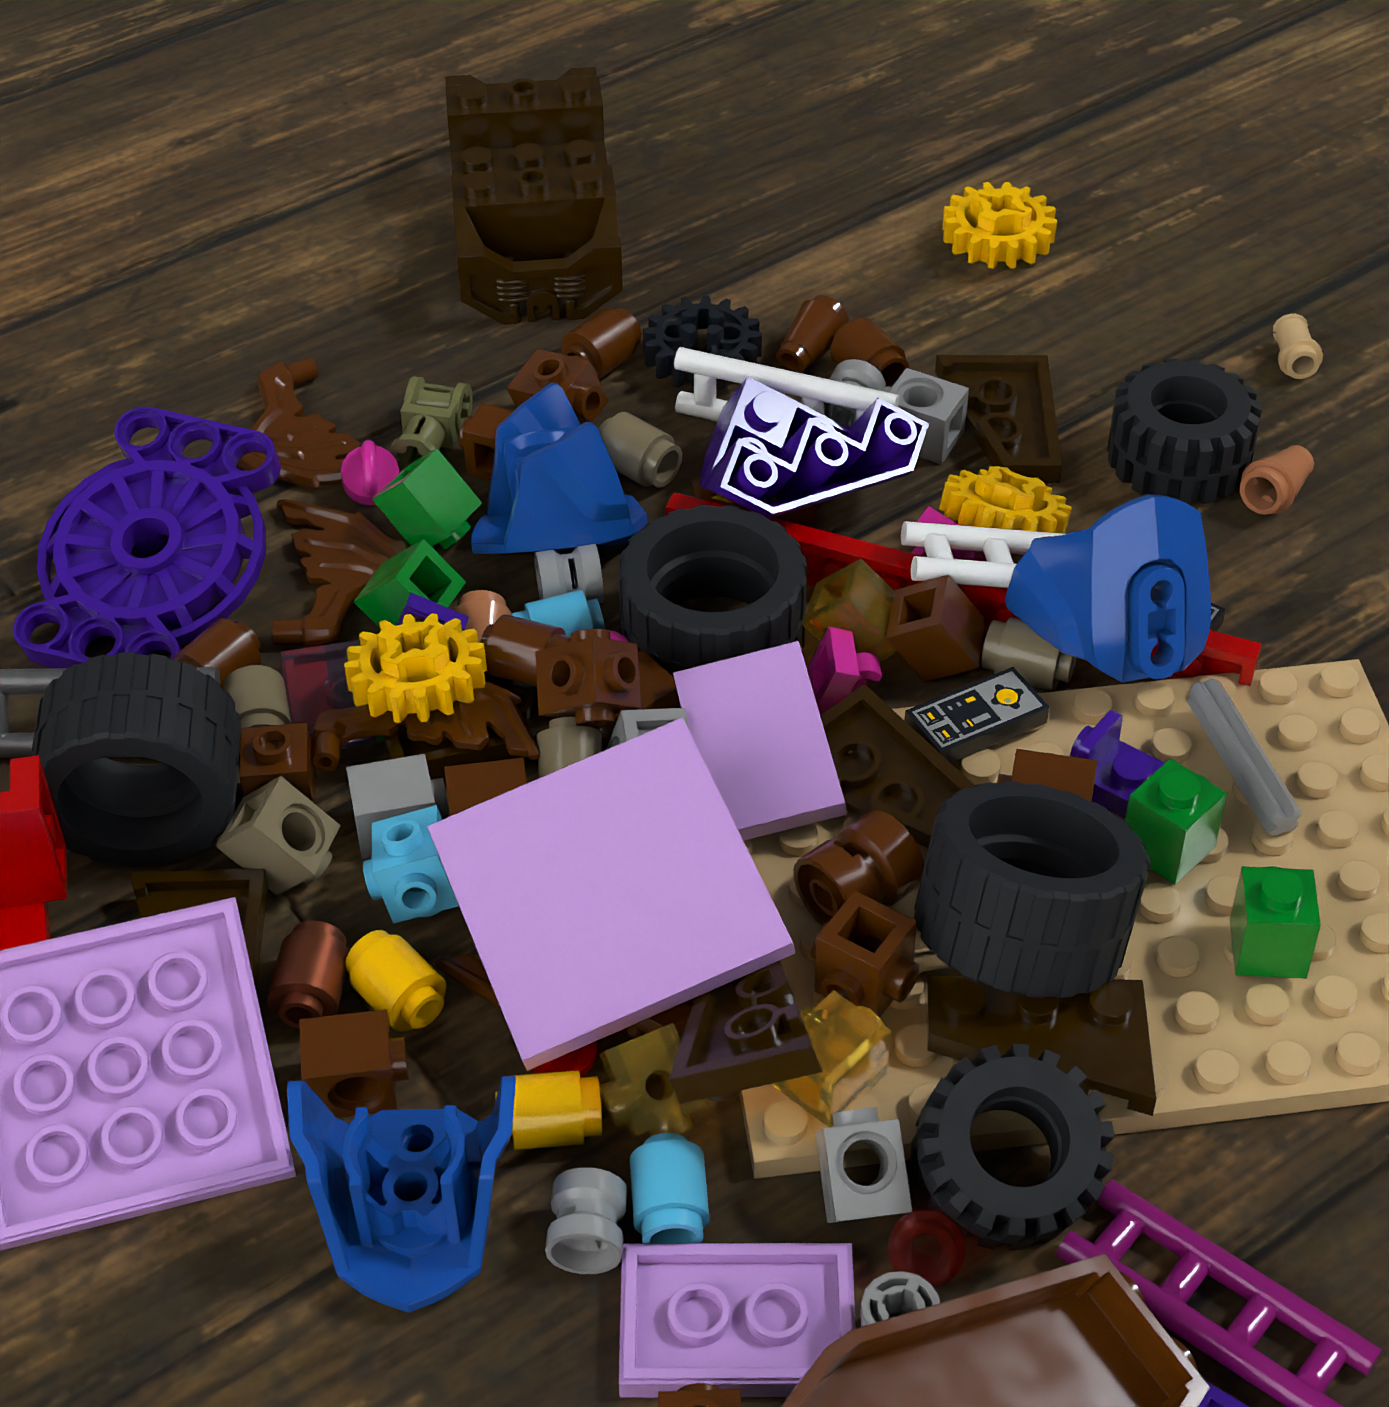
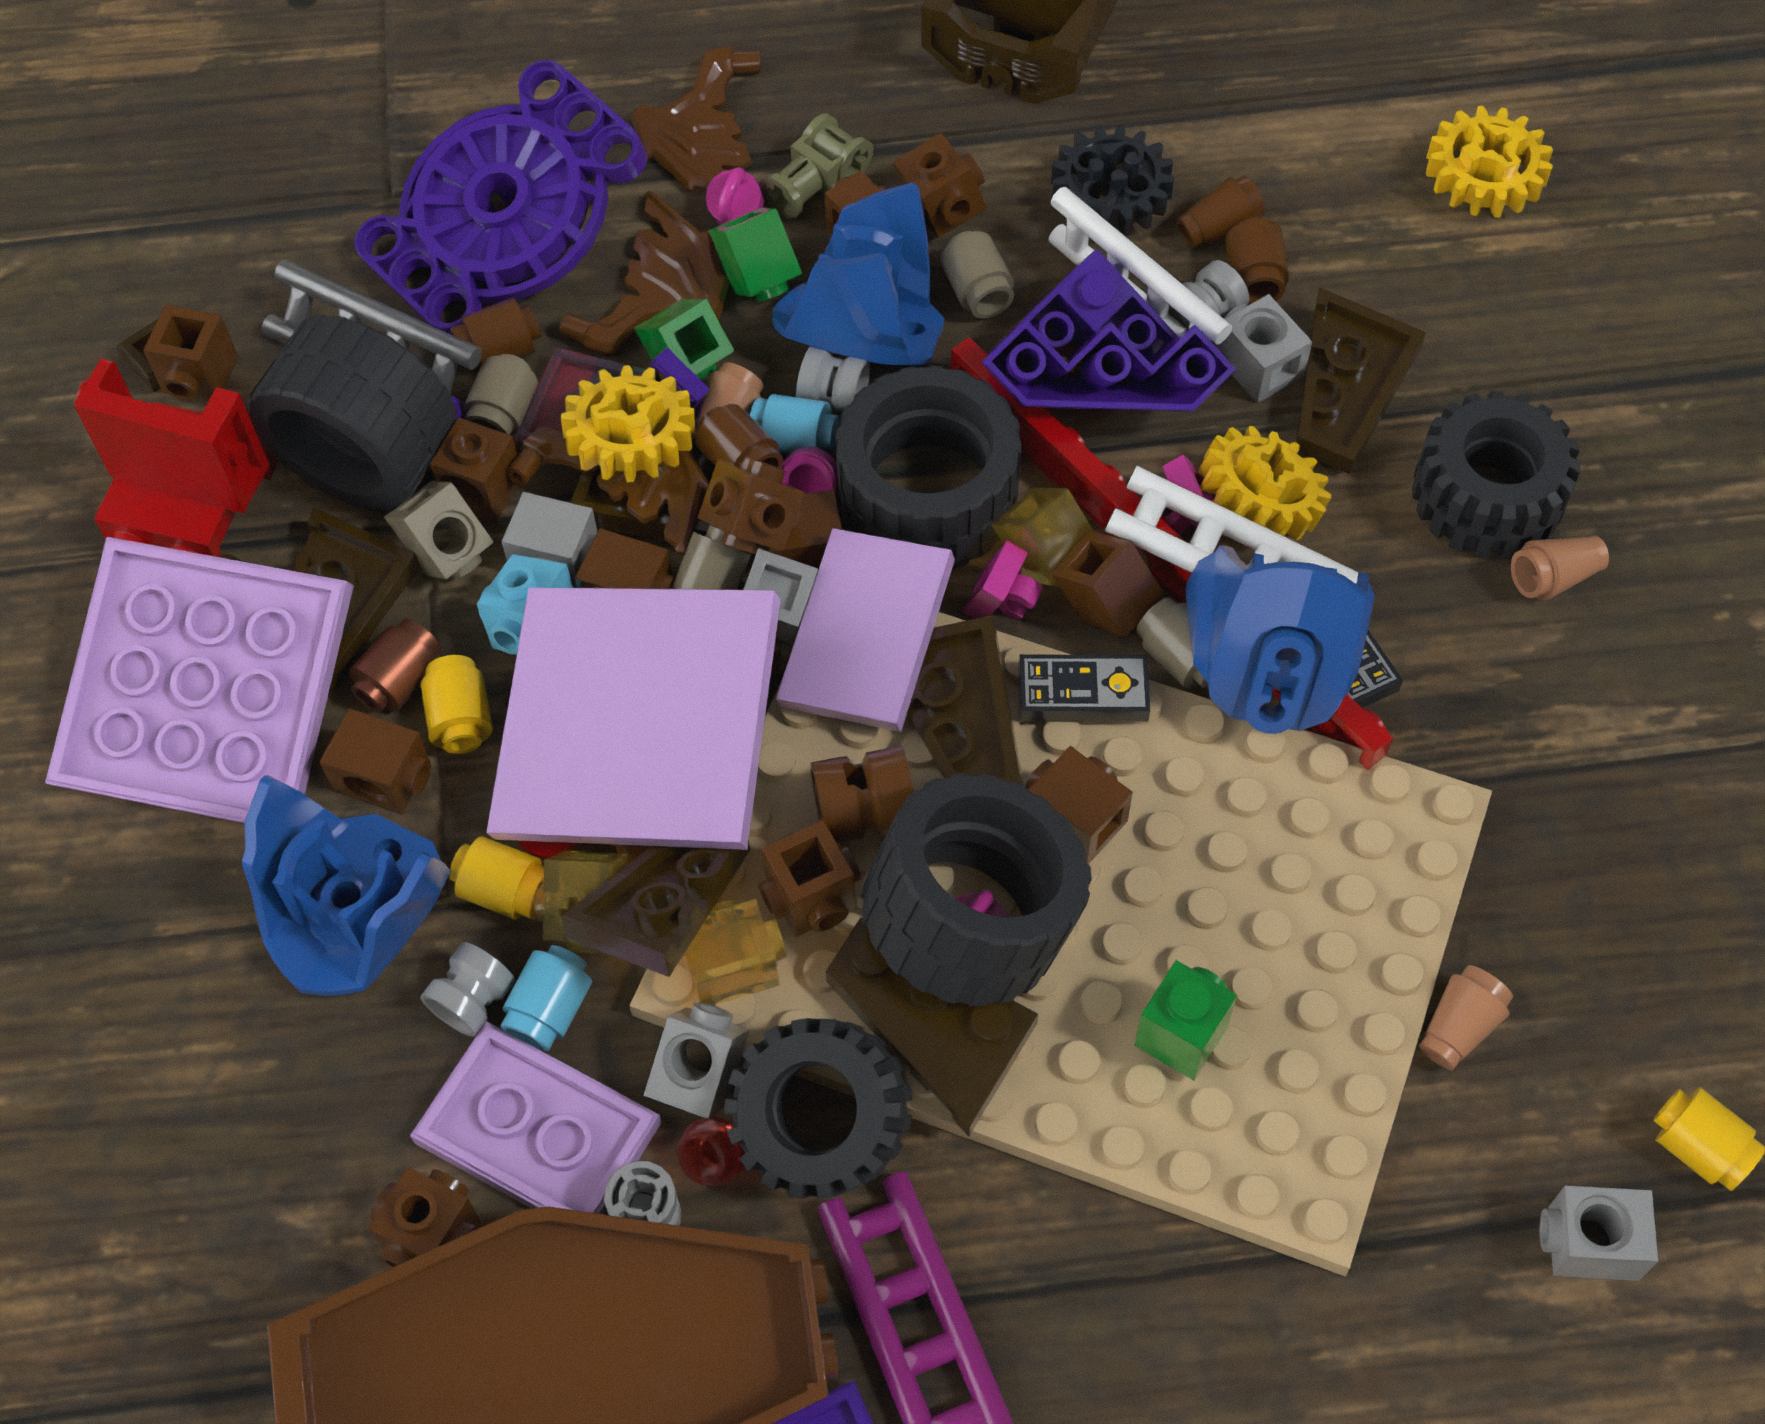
camera: 30 degrees right, 15 degrees up
(604, 339) = (1019, 143): reddish brown brick -> none
(1119, 765) = (1167, 804): dark purple bracket -> none
(1176, 818) = (1170, 878): green brick -> none
(1244, 757) = (1292, 843): light grey axle -> none
(1298, 352) = (1688, 433): tan pin -> none

